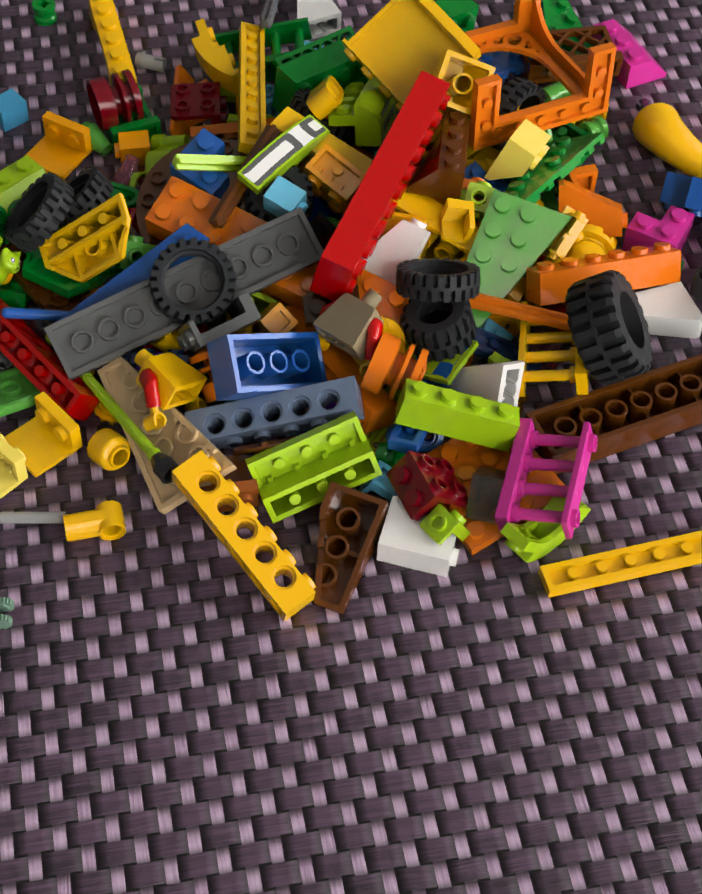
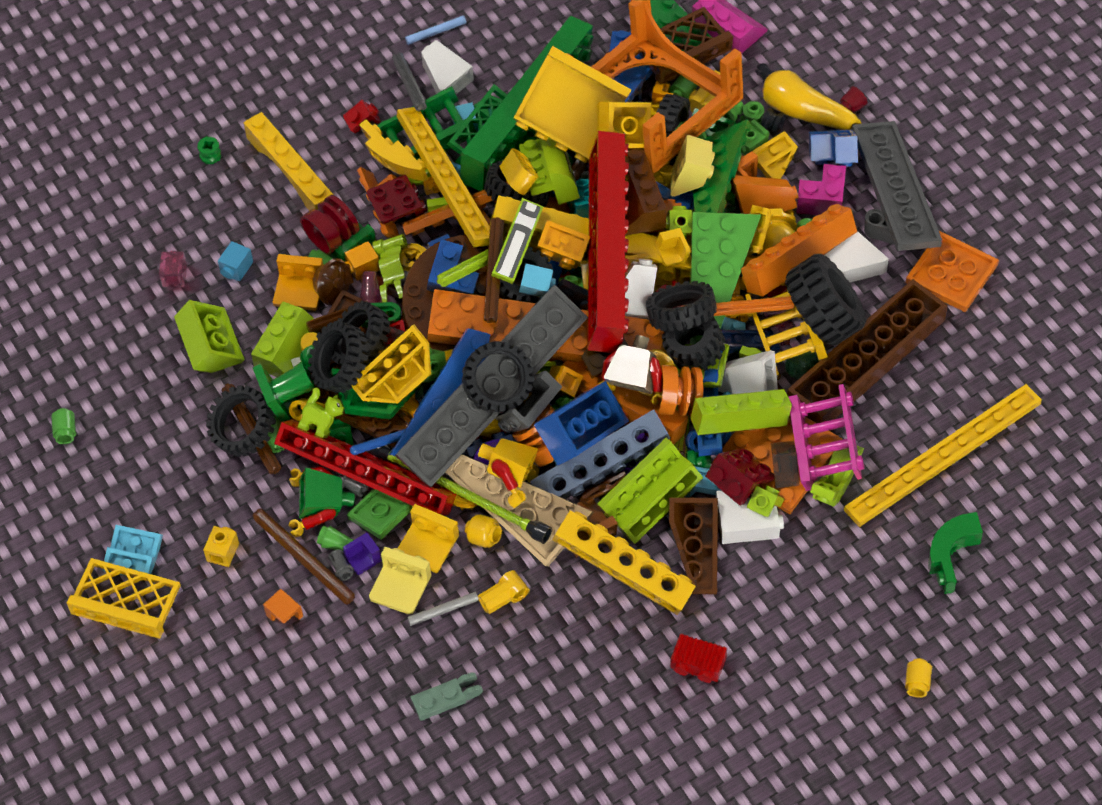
camera: 15 degrees left, 5 degrees up
(91, 149) = (331, 279): none -> reddish brown piece
(150, 62) = (329, 170): light grey pin -> none
(214, 19) = (359, 113): none -> red bracket
(281, 679) = (698, 658): none -> red brick
(543, 804) = (918, 678): none -> yellow brick
(554, 392) = (801, 364): none -> clear green head
(607, 161) = (755, 137): none -> bright green brick
(615, 143) = (752, 111): none -> bright green brick
(623, 184) = (776, 155): none -> yellow wing
(634, 154) = (773, 121): none -> black wheel
(656, 647) = (954, 534): none -> green arch

